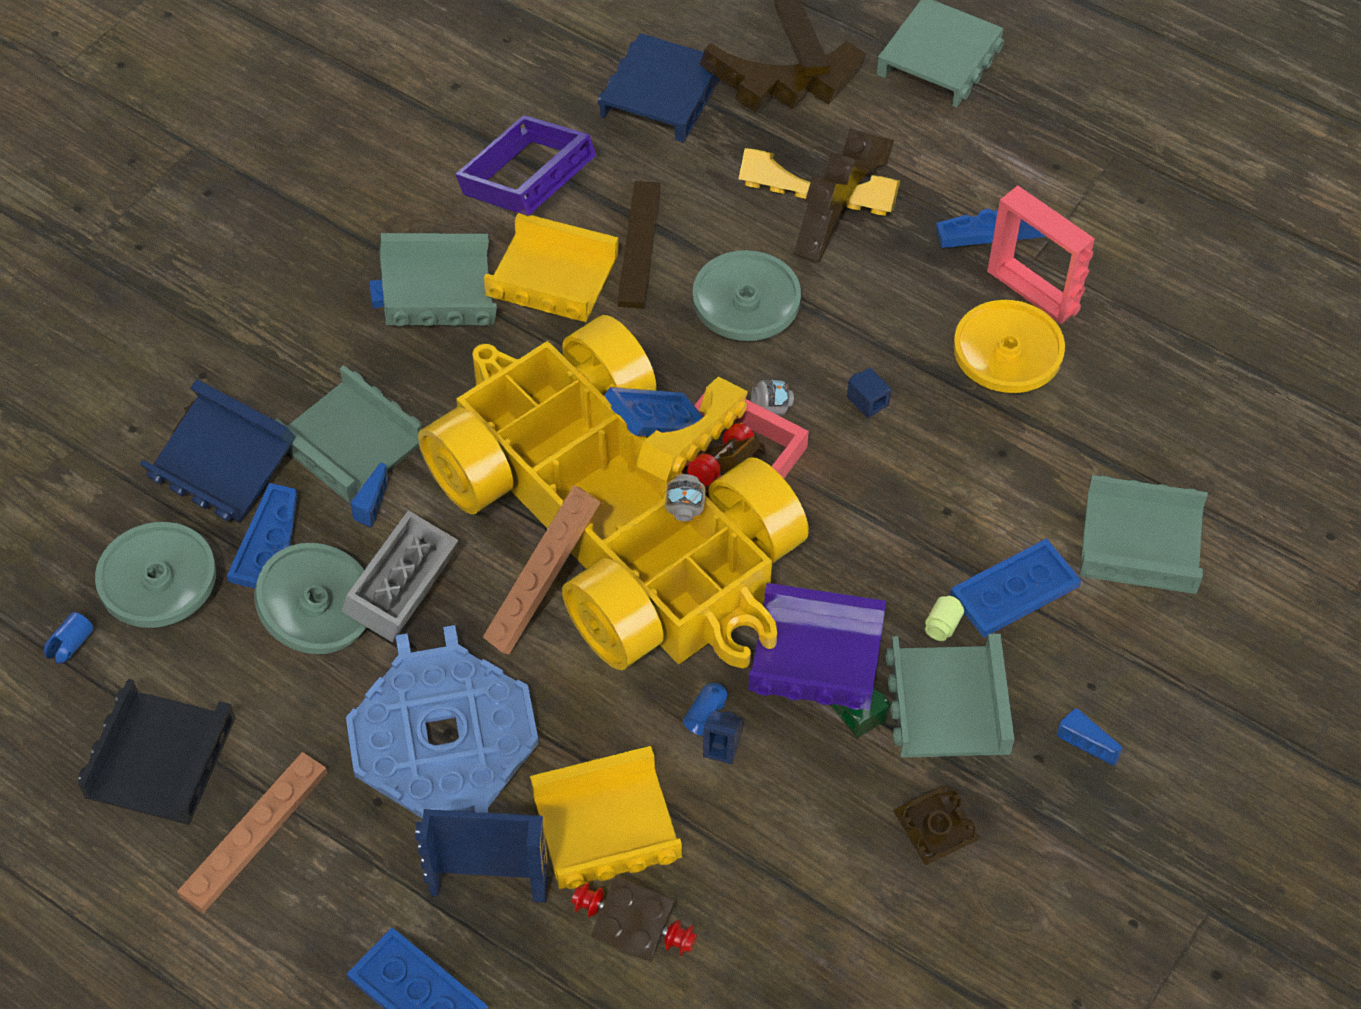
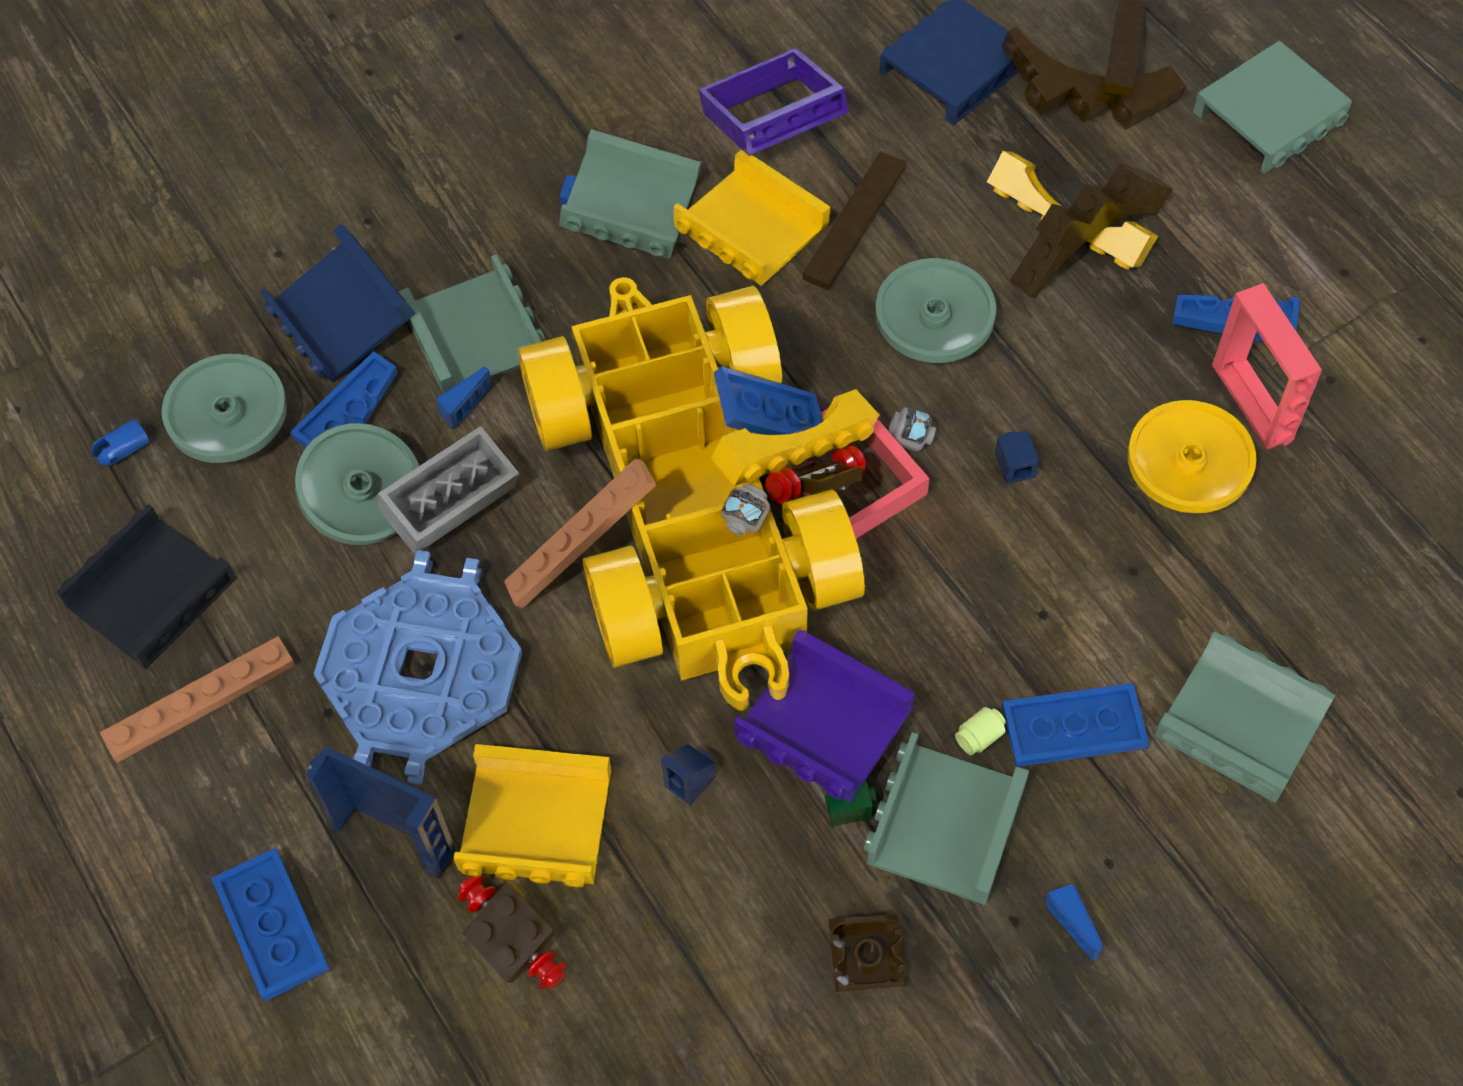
camera: 25 degrees right, 5 degrees up
(708, 700) = (693, 731): blue piece -> none

